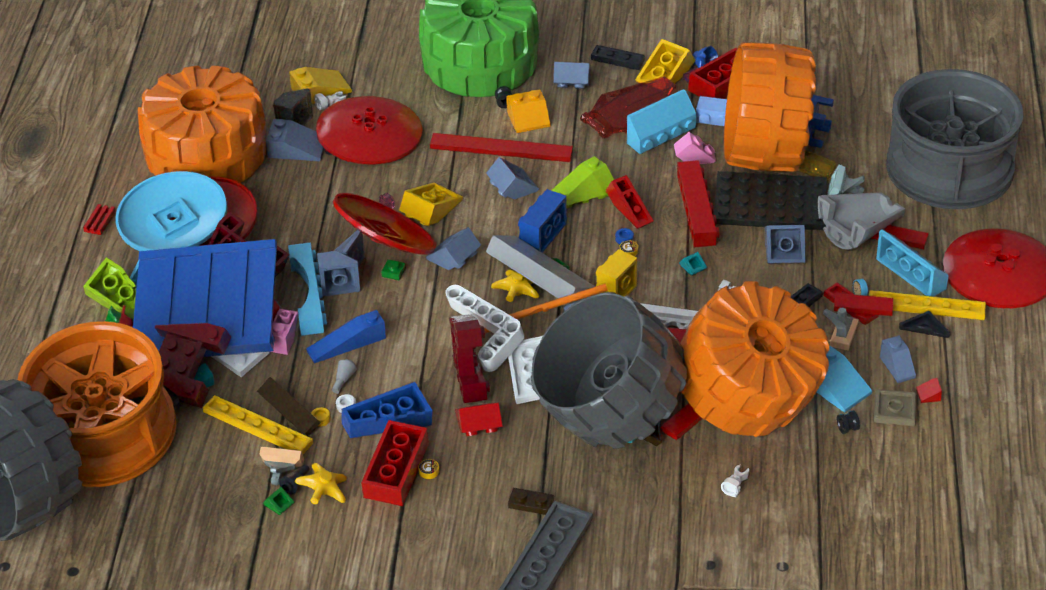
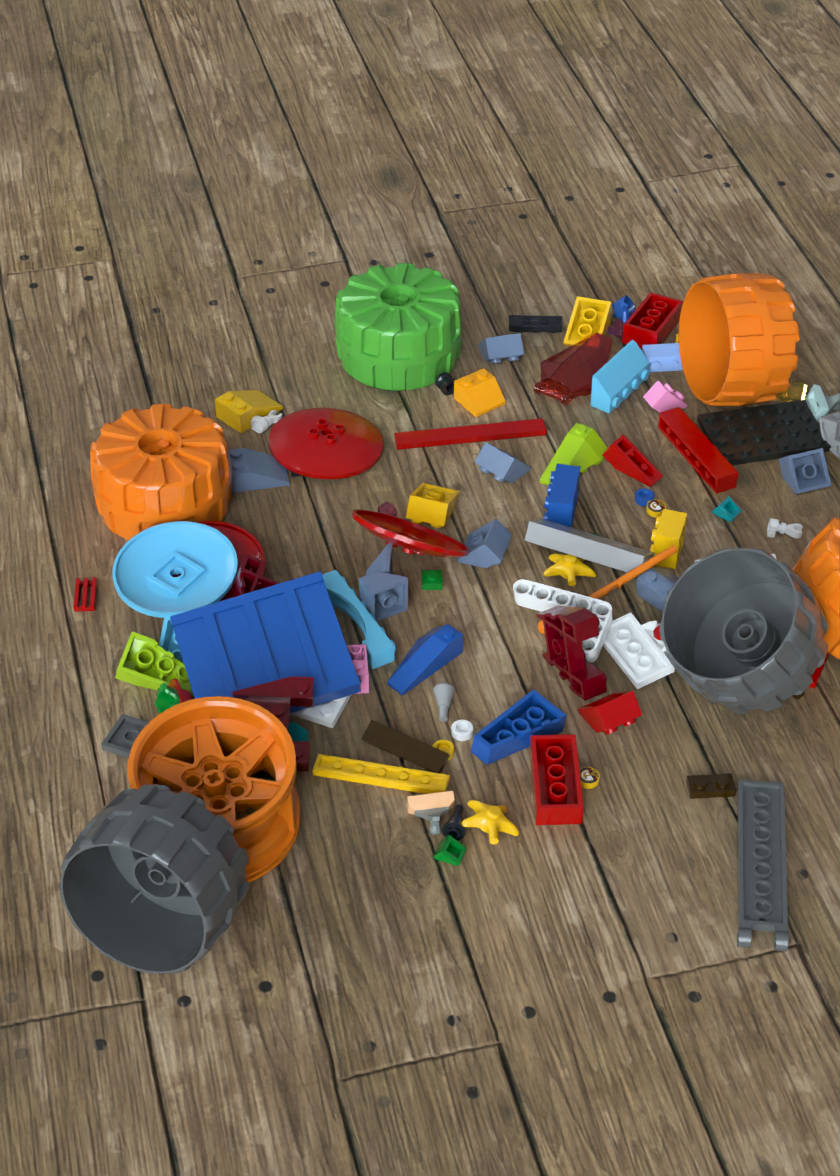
camera: 20 degrees left, 0 degrees up
(294, 106) = (241, 432): clear smoke slope -> none

